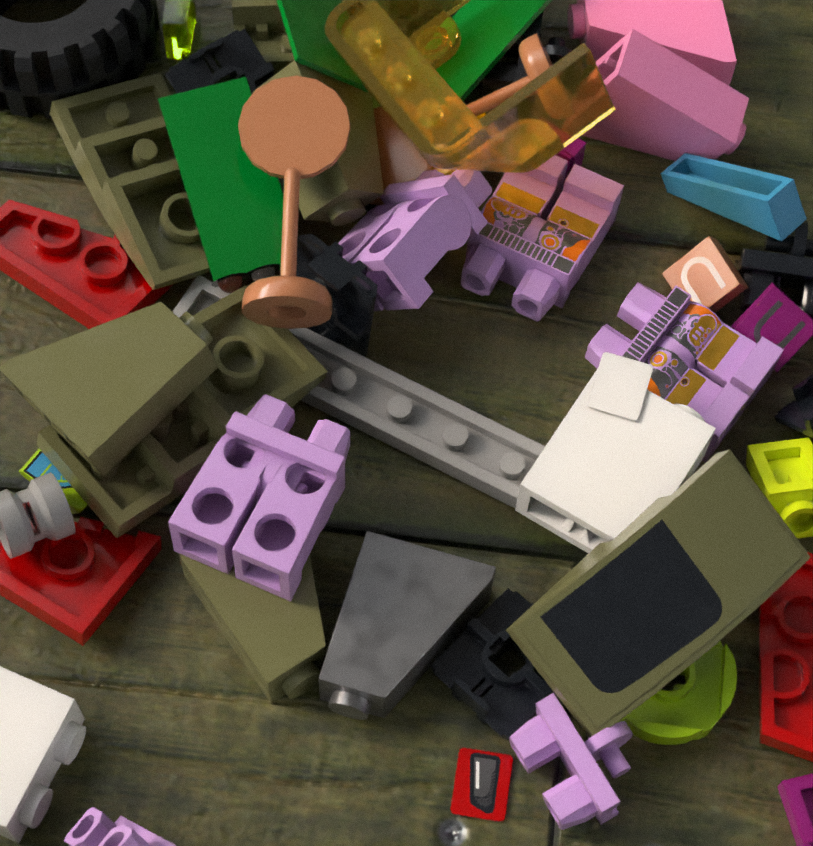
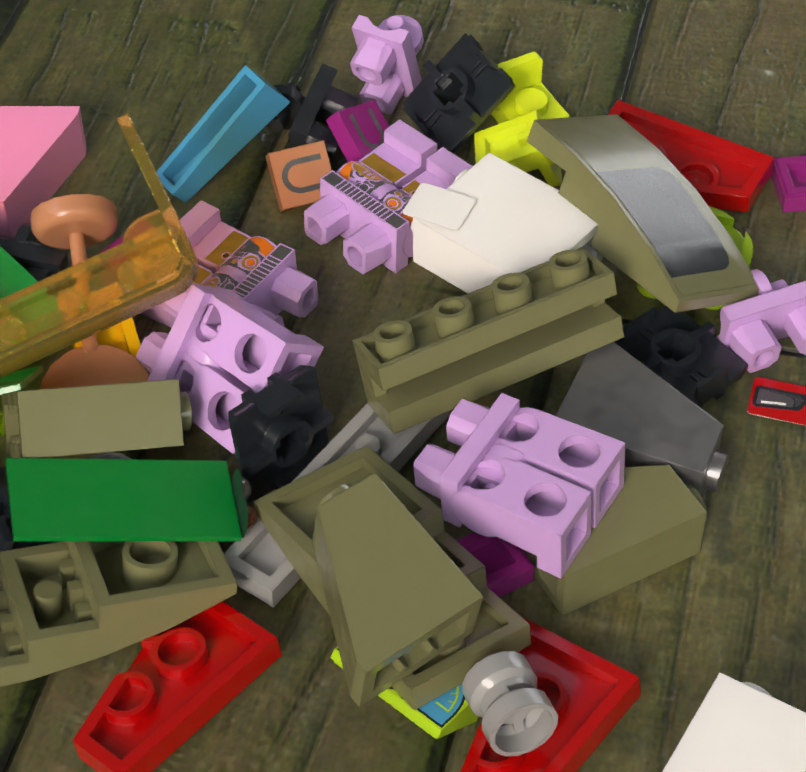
camera: 80 degrees left, 15 degrees down
(291, 133) = (115, 405): nougat piece -> none
(451, 457) = (488, 338): none -> olive brick
(666, 103) = (100, 163): bright pink slope -> none

